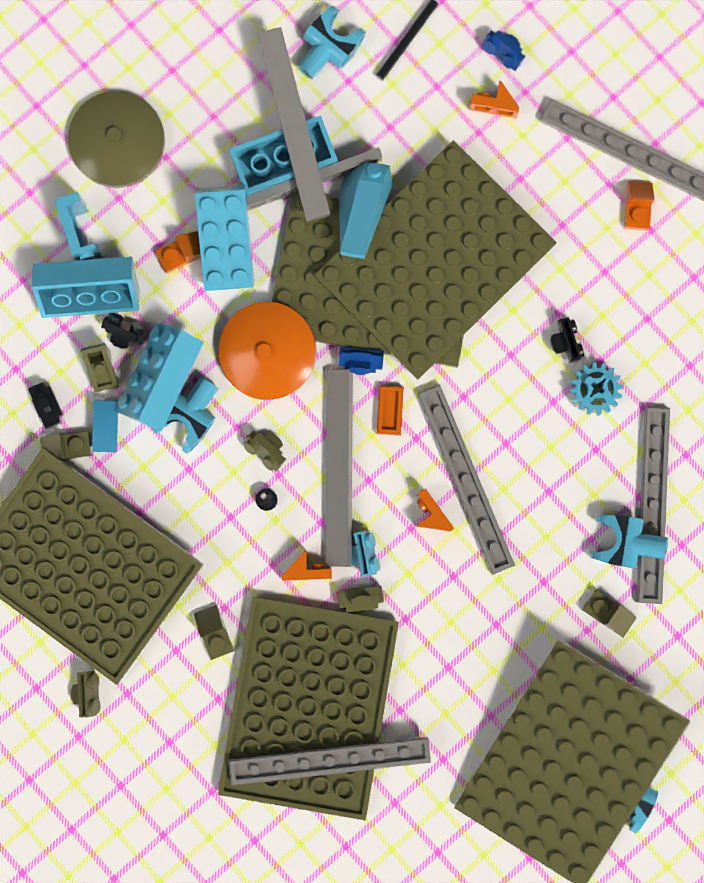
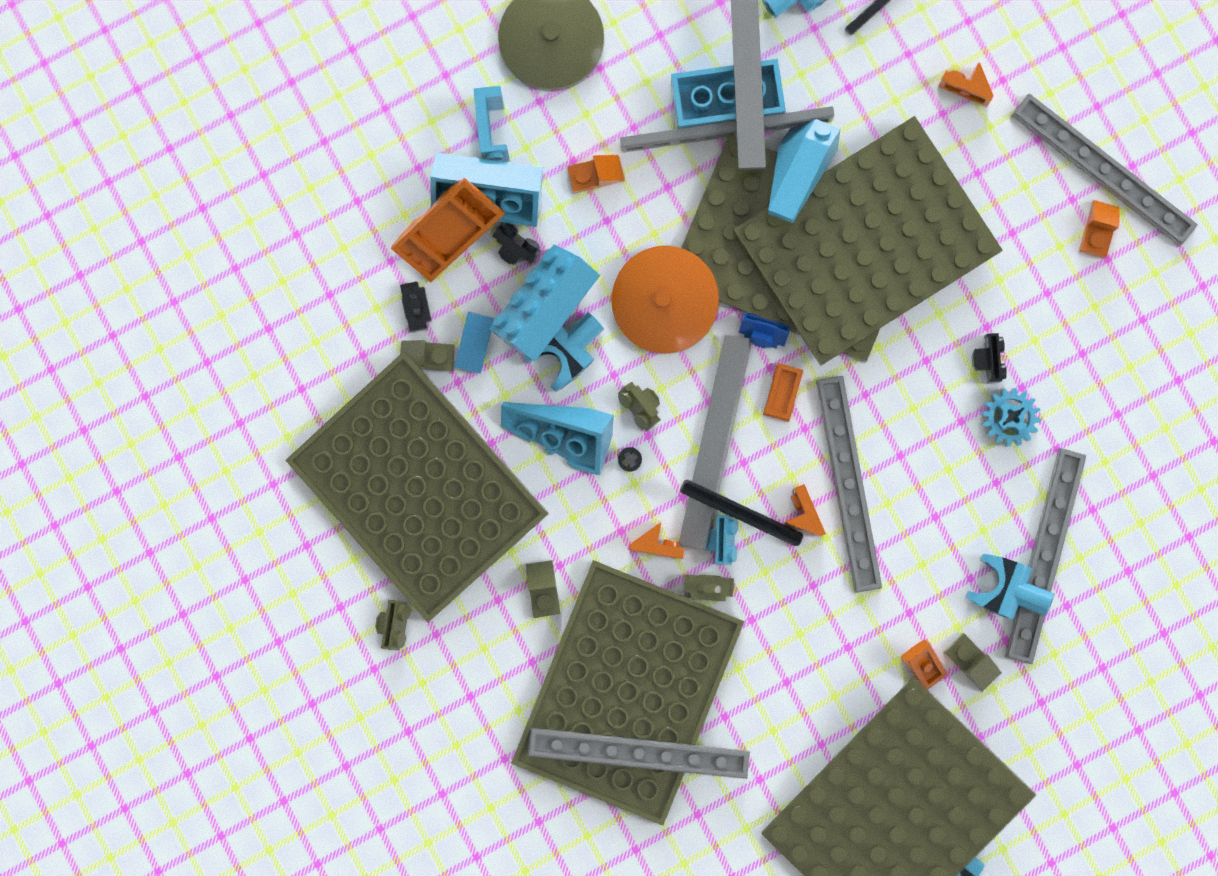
camera: 15 degrees right, 0 degrees up
(58, 330) = (447, 229): none -> orange slope
(99, 367) = (482, 278): olive slope -> none
(209, 487) = (570, 432): none -> medium azure wedge
(224, 237) = (646, 168): medium azure brick -> none
(375, 526) = (741, 512): none -> black axle
(505, 48) = (991, 28): blue piece -> none
(567, 625) = (924, 664): none -> orange slope

